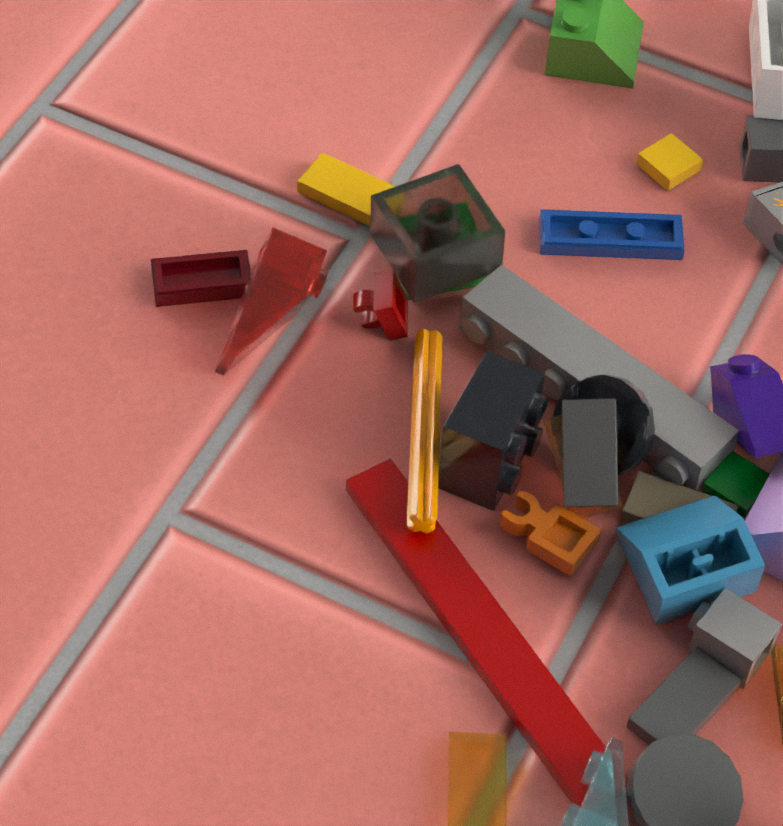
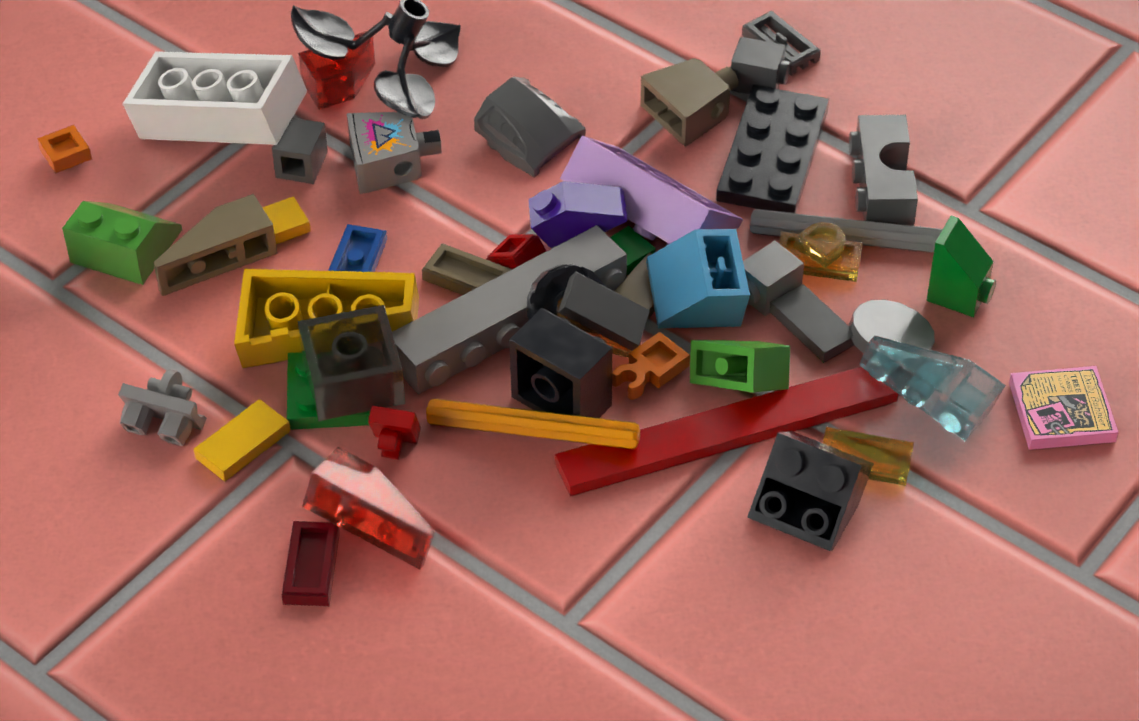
camera: 75 degrees left, 5 degrees down
(364, 116) = (162, 400): none -> light grey hips
(397, 723) = (809, 489): none -> black slope
(517, 184) = (279, 298): none -> yellow wedge
(566, 623) = (740, 365): none -> bright green slope
(605, 110) = (217, 244): none -> dark tan slope
(650, 329) = (459, 270): none -> dark tan tile
(692, 376) = (517, 250): none -> red slope

